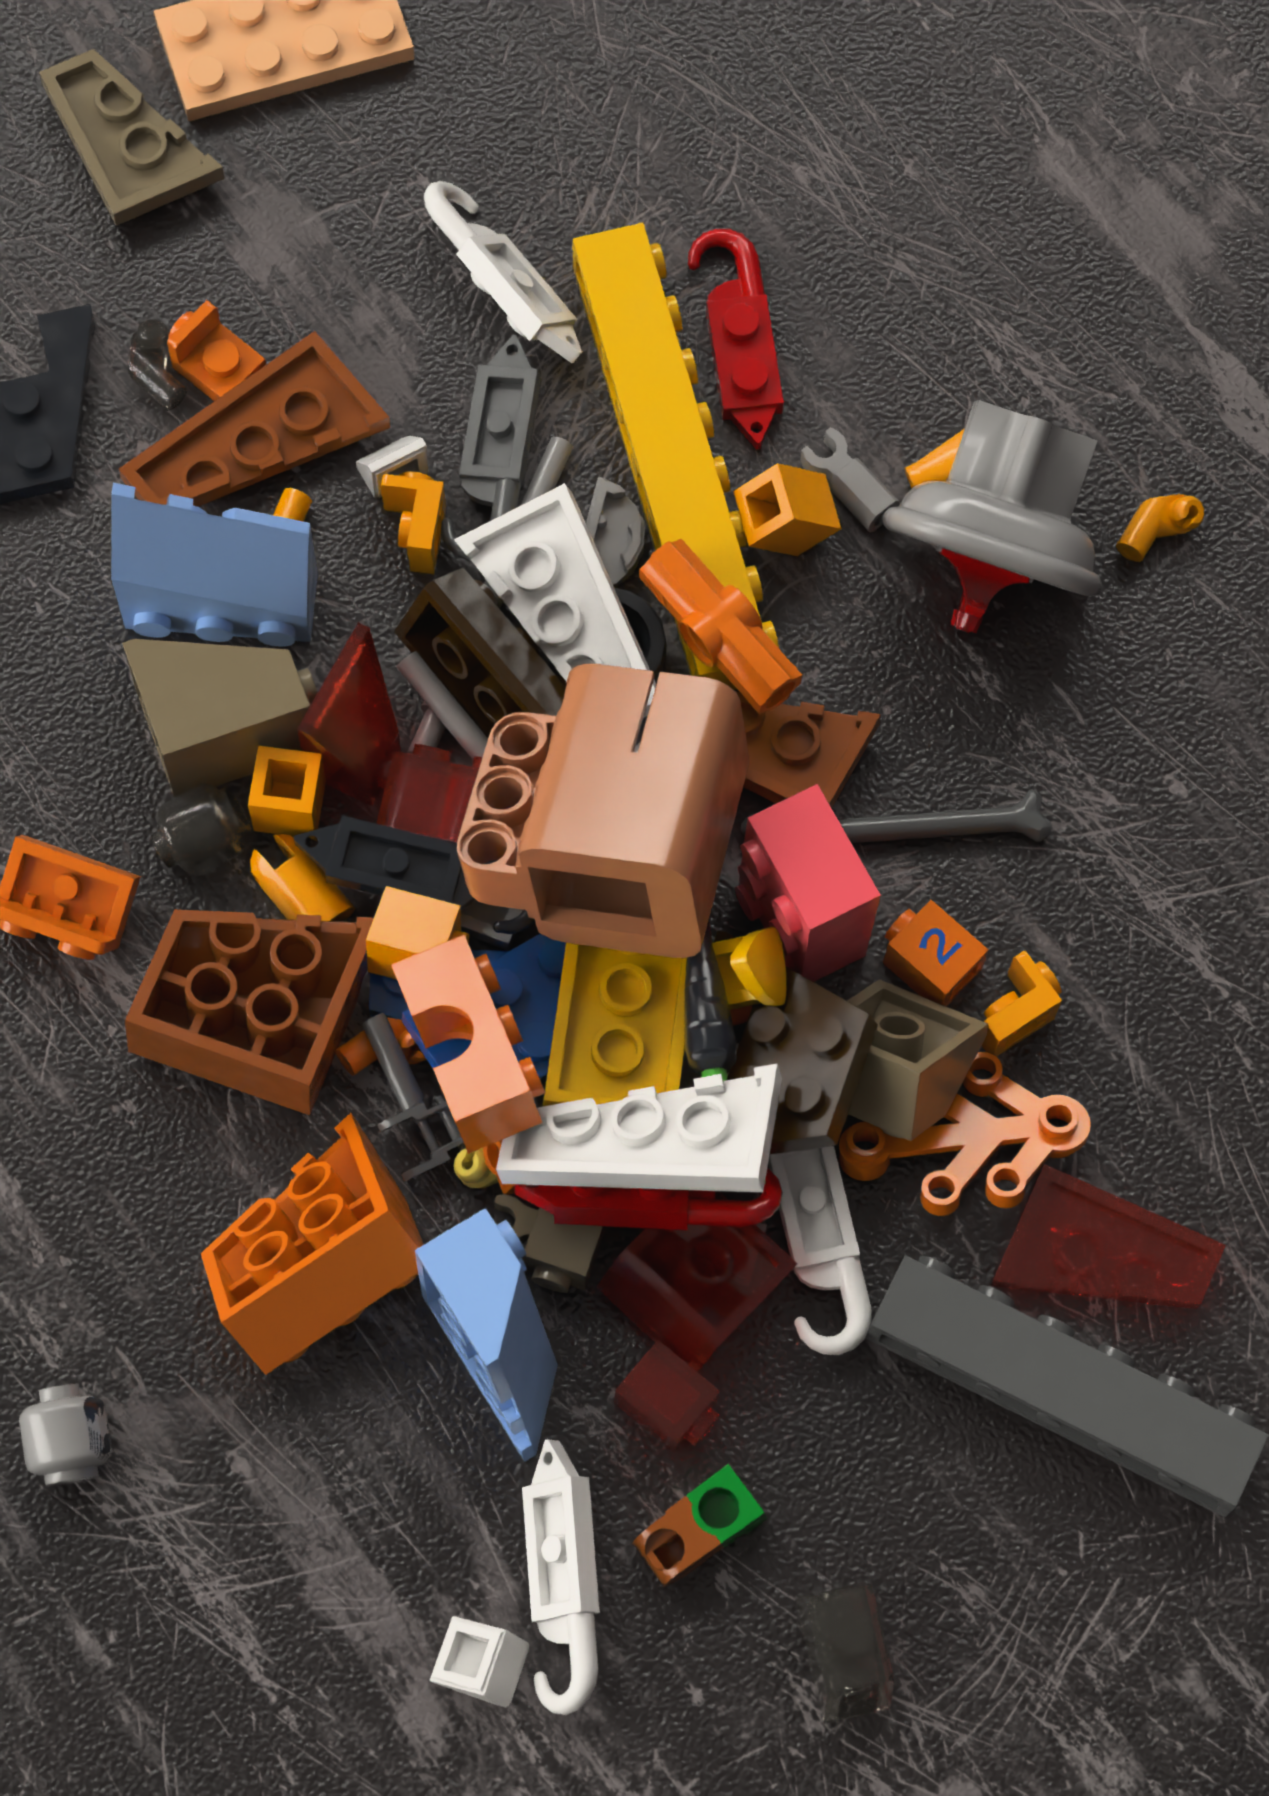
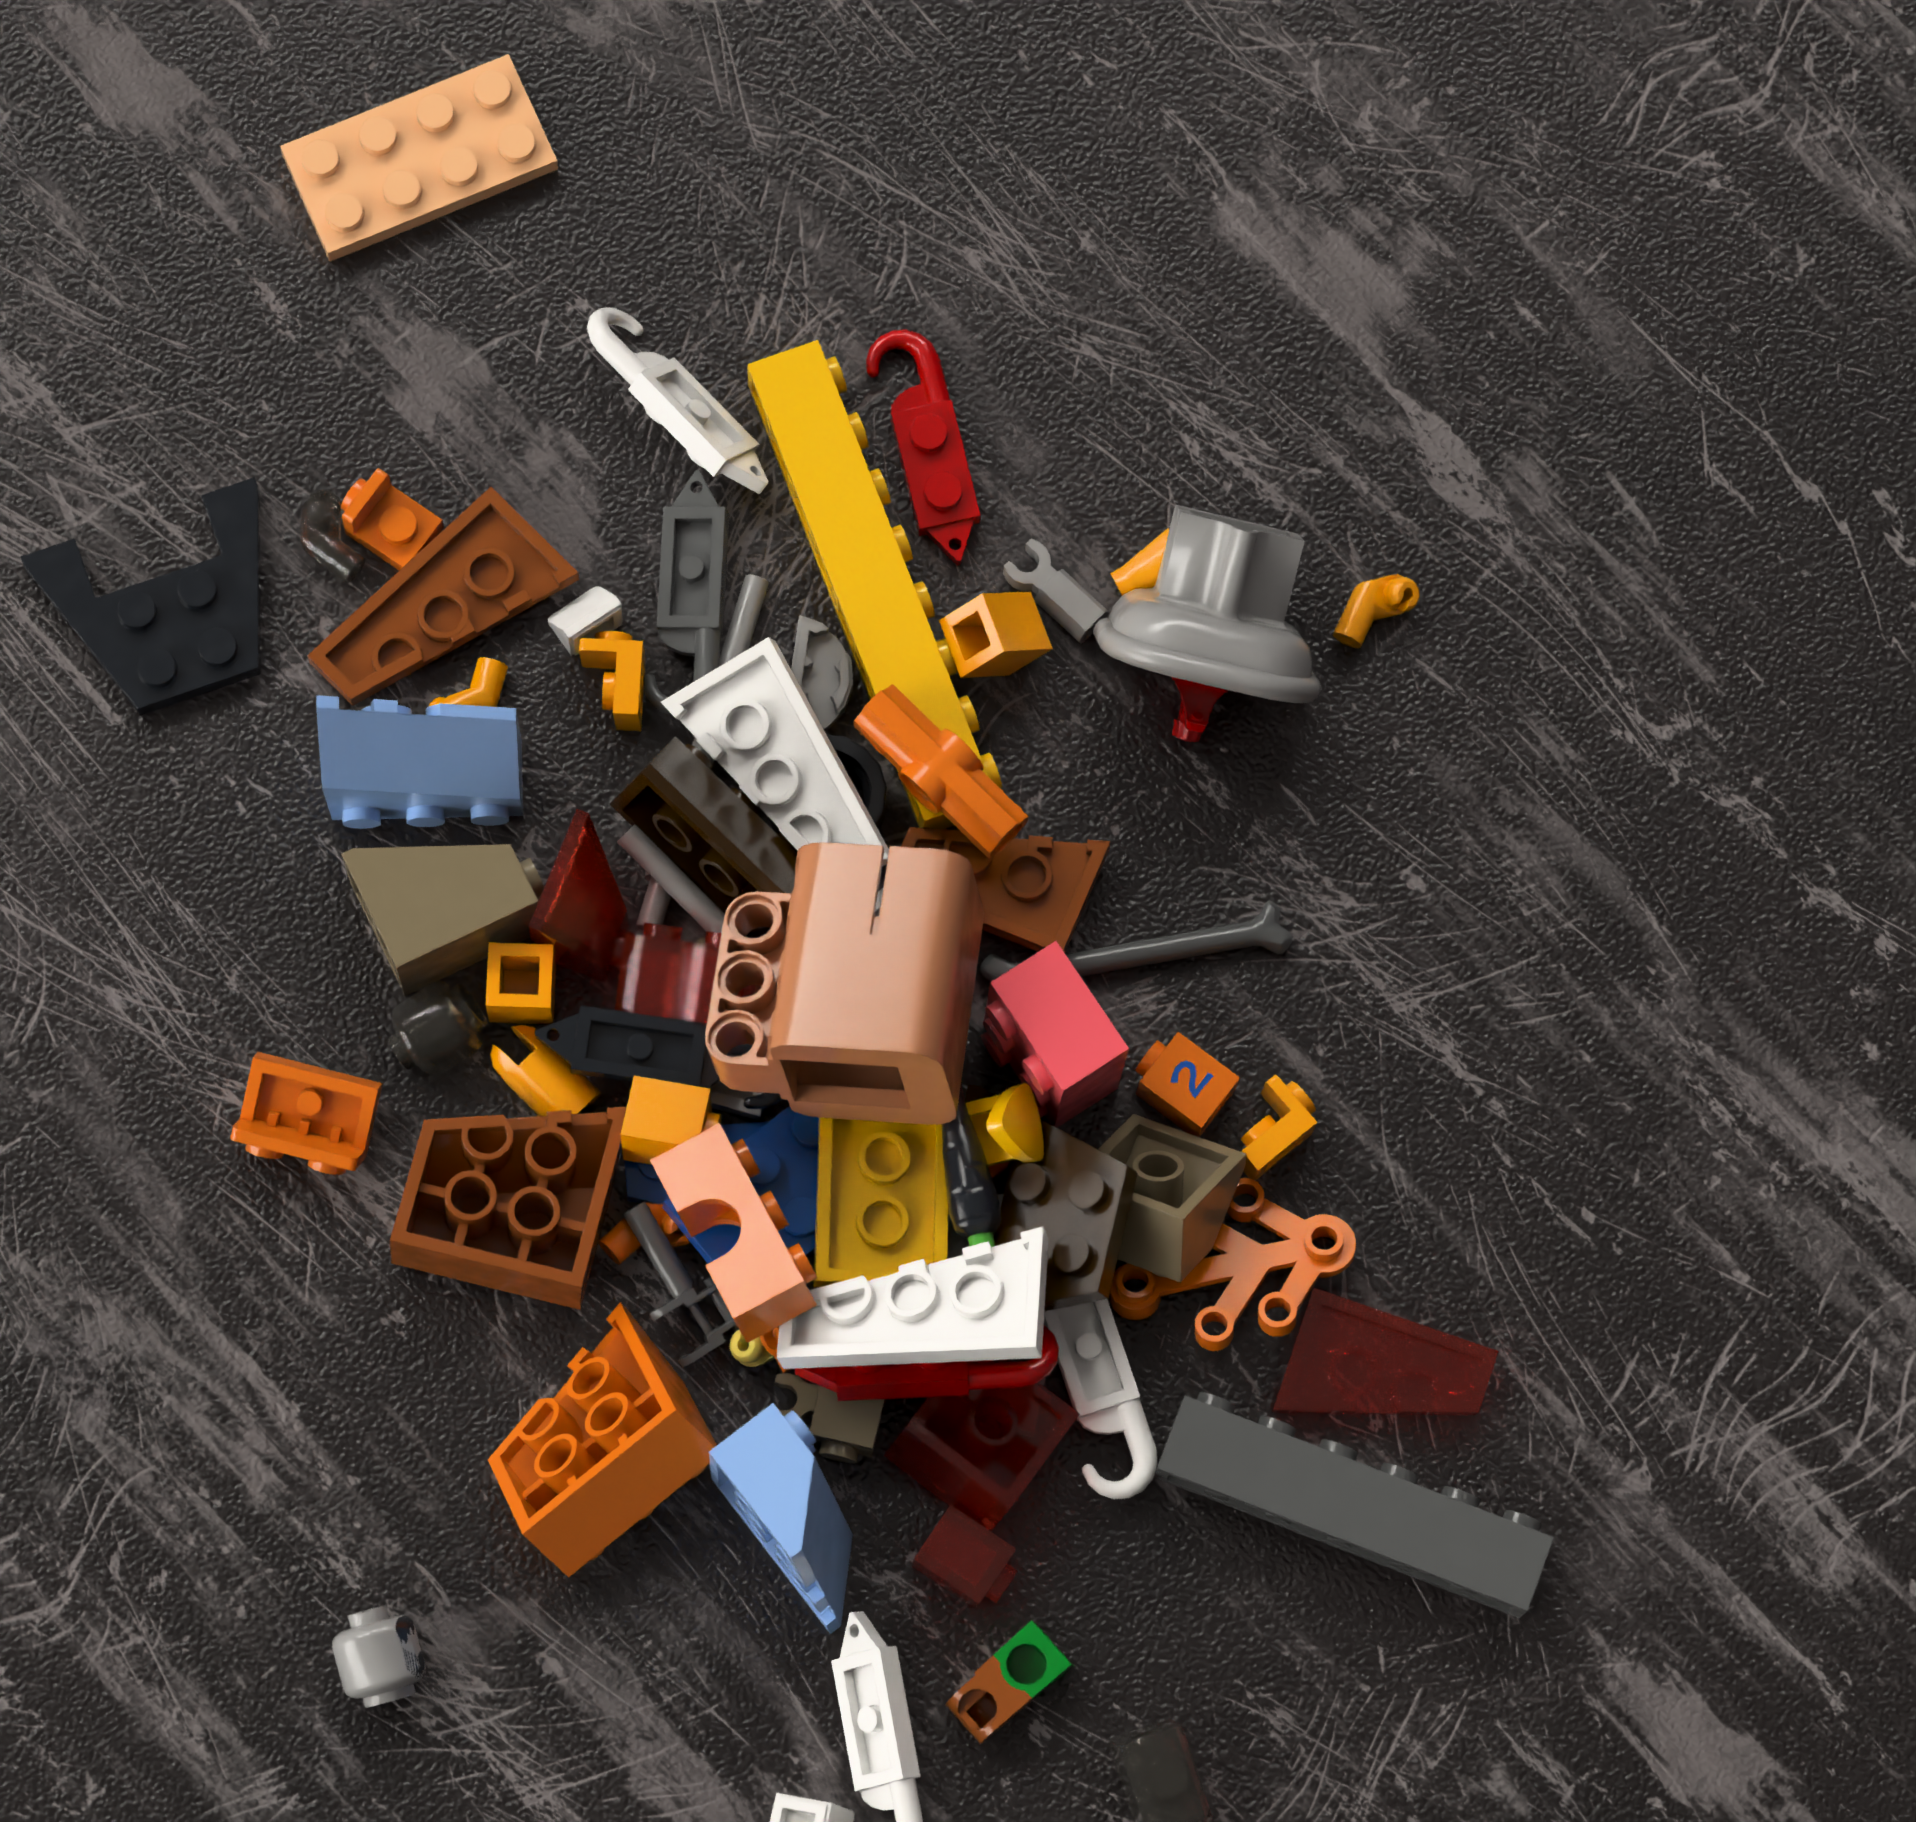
camera: 10 degrees left, 5 degrees up
(122, 141) = (265, 293): dark tan wing -> none

